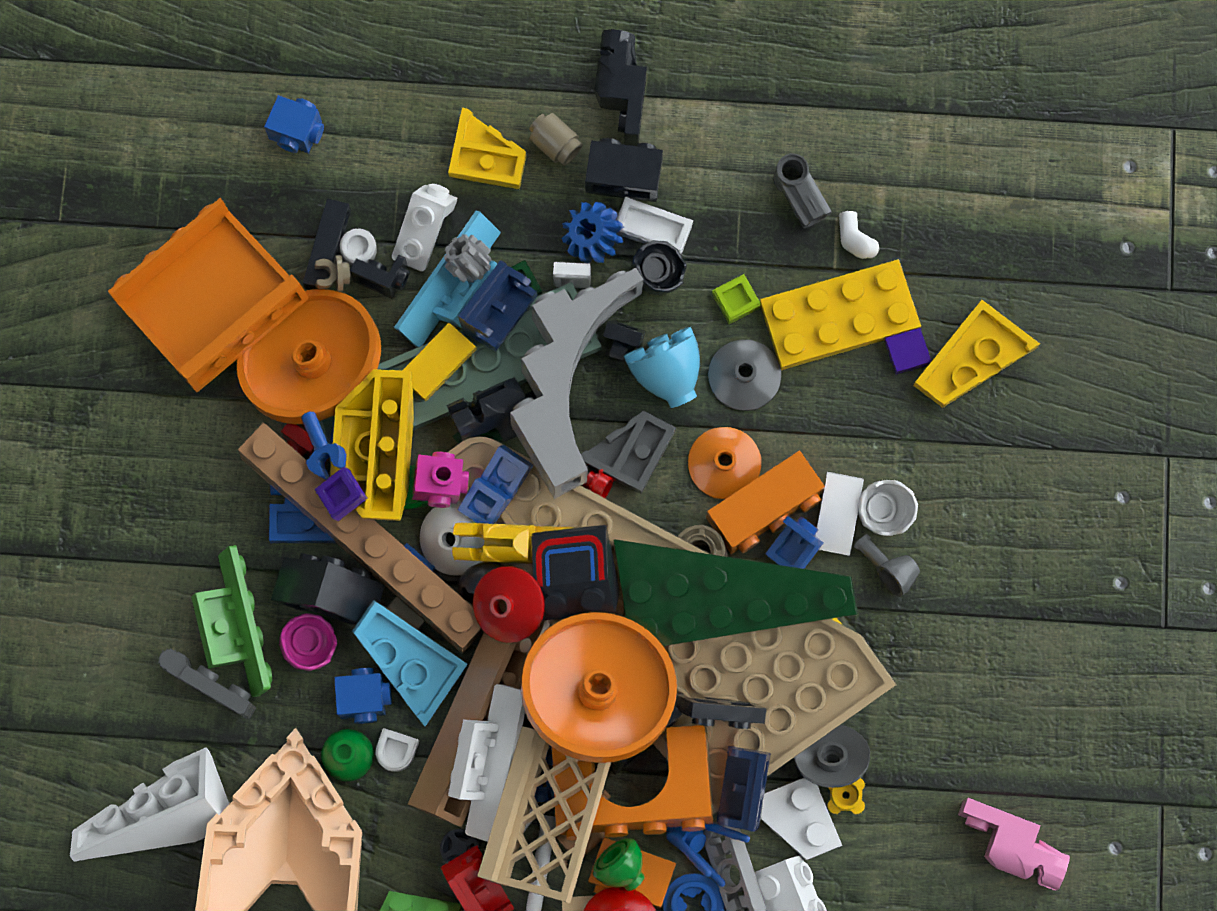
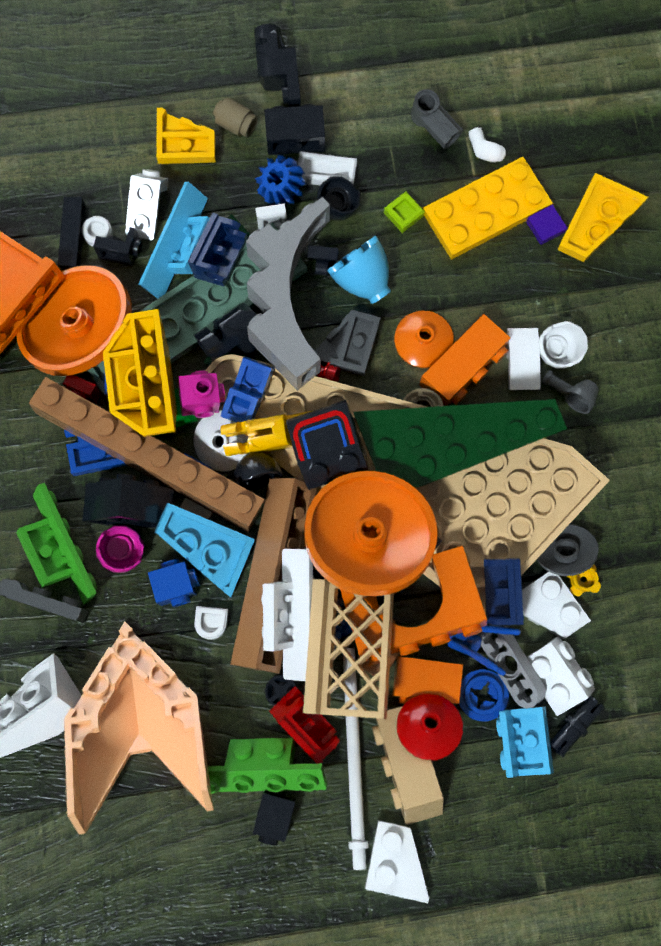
camera: 15 degrees left, 0 degrees up
(294, 124) = (26, 146): blue brick -> none
(322, 449) = (98, 387): blue bar -> none
(338, 271) = (83, 249): dark tan plate -> none
(340, 493) = (121, 419): dark purple tile -> none
(347, 755) = (171, 634): green brick -> none
(439, 361) = (181, 302): yellow tile -> none
(467, 258) = (185, 217): light grey gear -> none
(523, 602) = (292, 478): red dish -> none
(620, 865) = (419, 676): green brick -> none
(707, 710) = (463, 532): black wing -> none
(744, 392) = (420, 280): dark grey dish -> none
(795, 544) = (497, 386): blue bracket -> none

